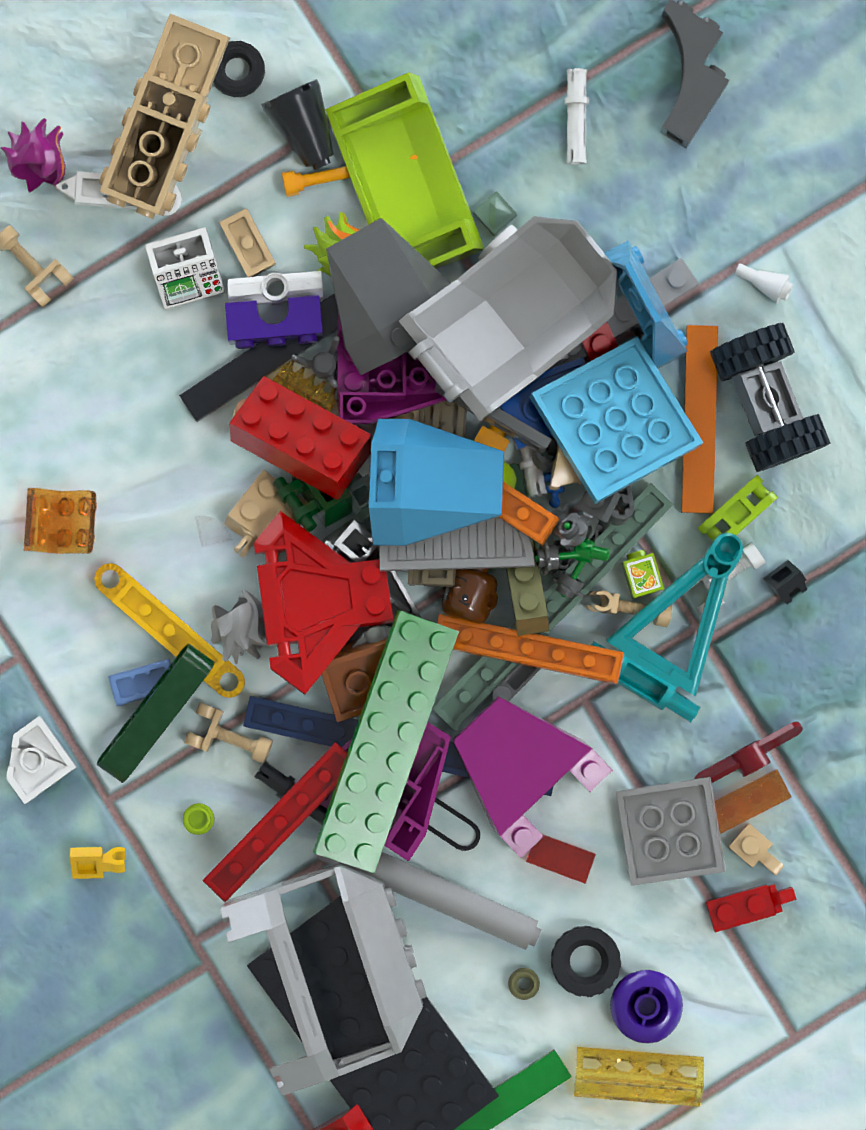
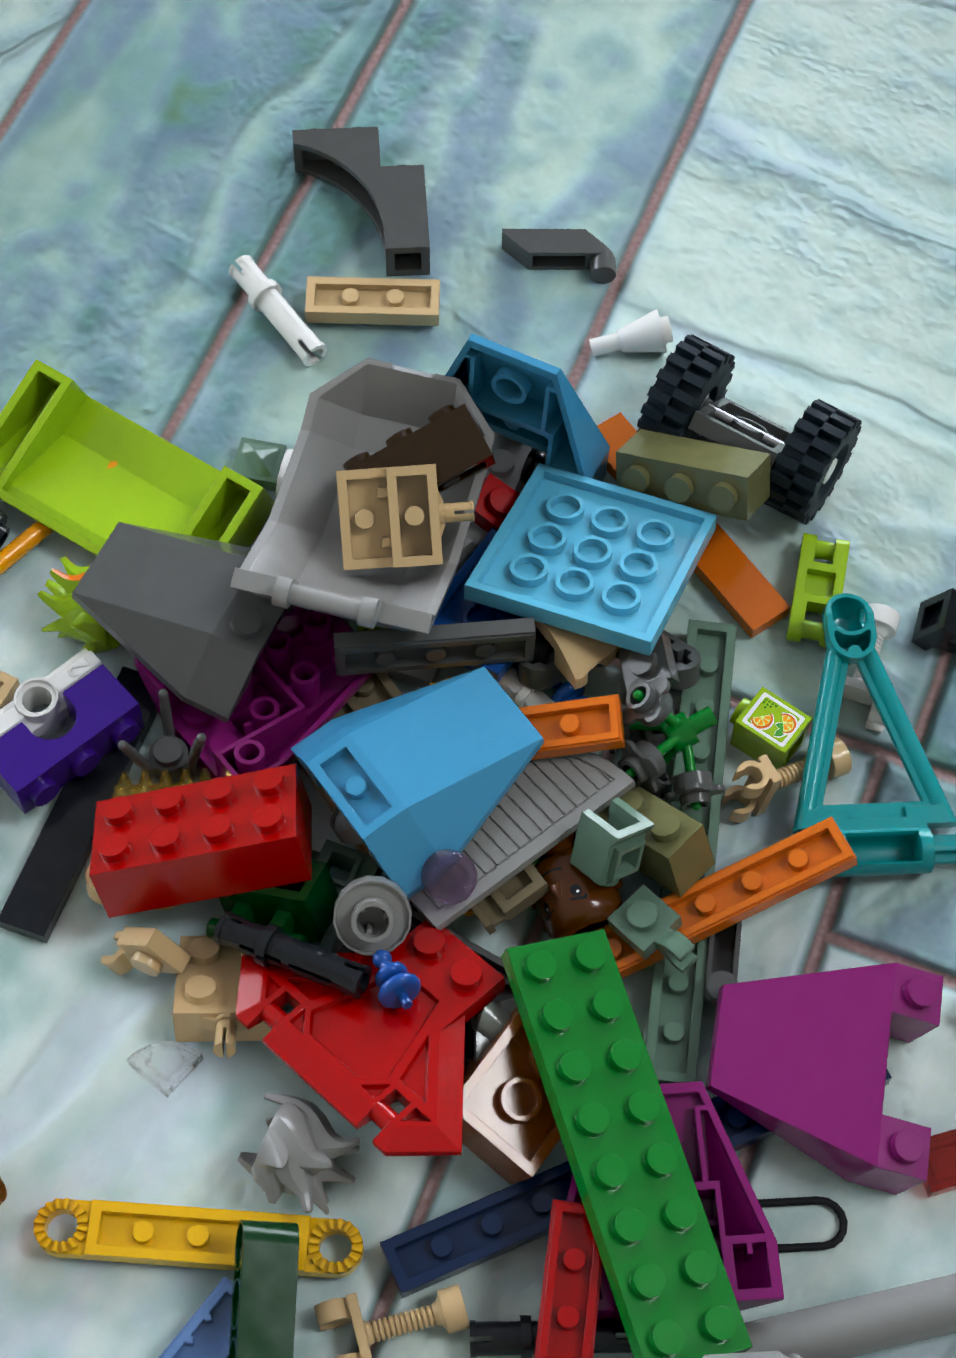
camera: 40 degrees left, 25 degrees down
(236, 470) = (146, 951): none -> tan plate
(294, 523) = (273, 947): none -> black pin
(338, 581) = (395, 983): none -> blue hair
(351, 543) = (372, 915): none -> light grey plate
(401, 551) = (449, 876): none -> clear purple tile
(489, 640) = (650, 926): none -> sand green plate
(496, 595) = (613, 847): none -> sand green window
(518, 333) = (394, 516): none -> tan plate
(555, 305) = (448, 441): none -> dark brown brick
(635, 149) = (372, 301): none -> tan plate
(712, 407) = (695, 473): none -> olive brick
(772, 191) = (560, 251): none -> dark grey piece

